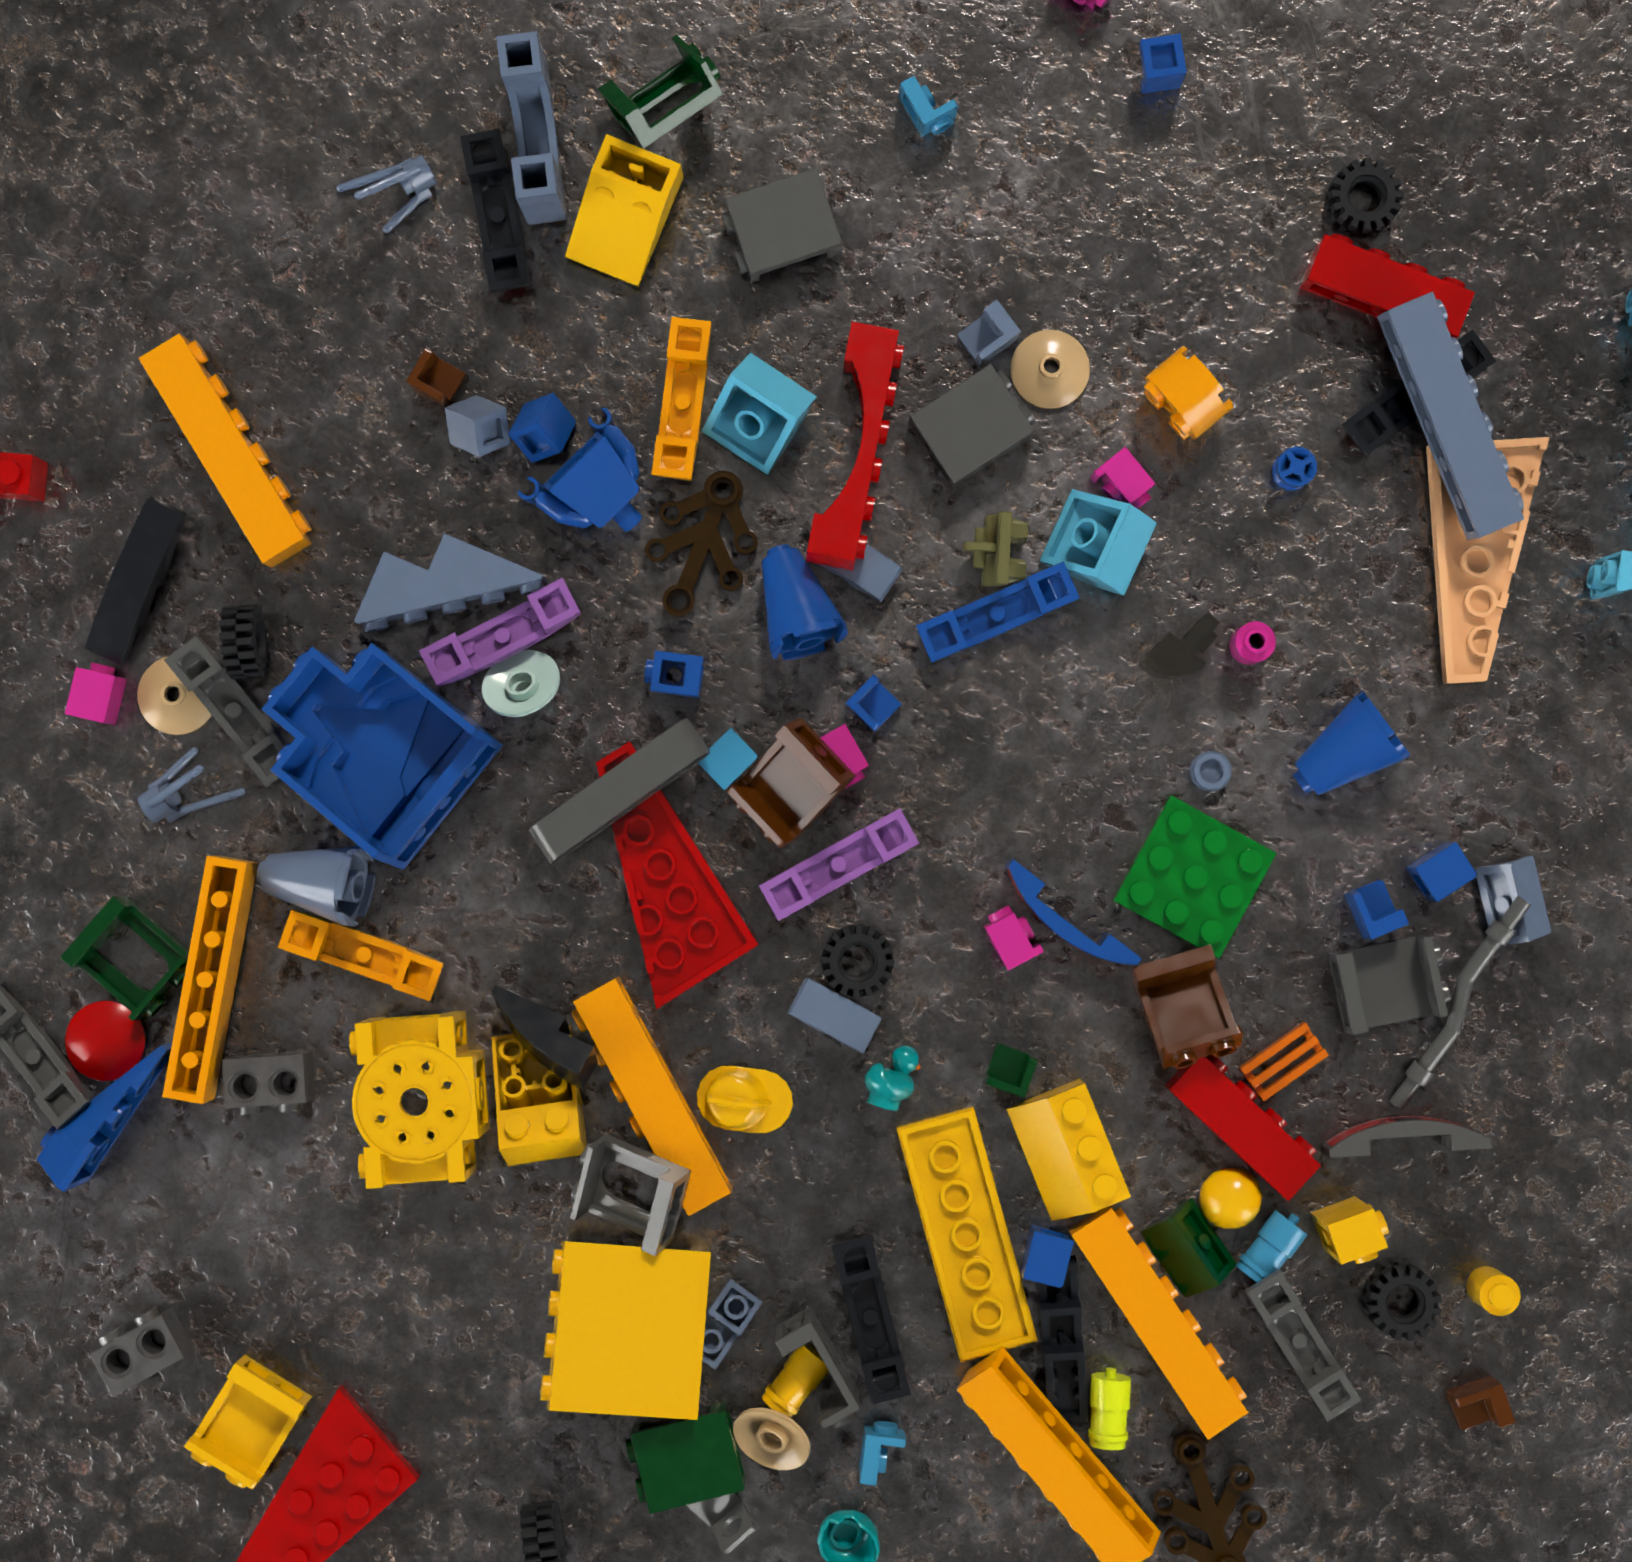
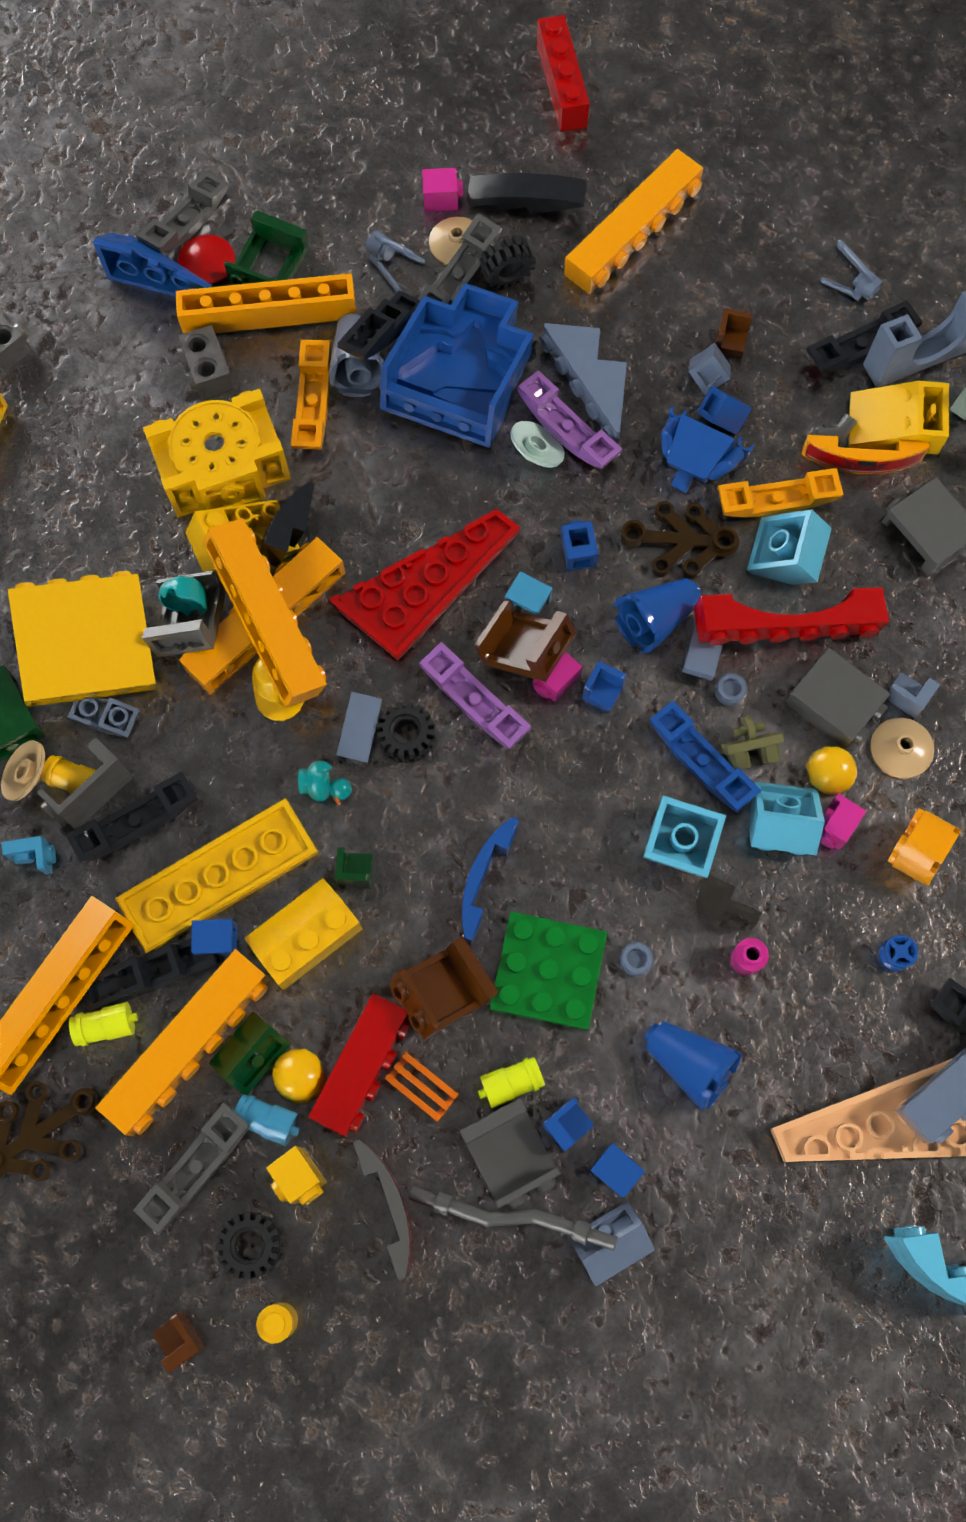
camera: 70 degrees right, 15 degrees down
(303, 839) = (379, 326): none -> black slope
(604, 1188) = (184, 595): none -> teal hair
(619, 791) = (481, 524): dark grey beam -> none
(620, 298) = (841, 430): none -> dark grey arm
(643, 317) = (825, 452): none -> slope
(666, 1096) = (264, 612): none -> light orange brick
(917, 548) = (730, 689): none -> sand blue tile
(1011, 937) = (457, 839): dark pink brick -> none
(1054, 464) = (831, 770): none -> yellow hair
(1094, 672) = (684, 836): none -> medium azure slope
(1311, 961) = (510, 1082): none -> neon yellow piece

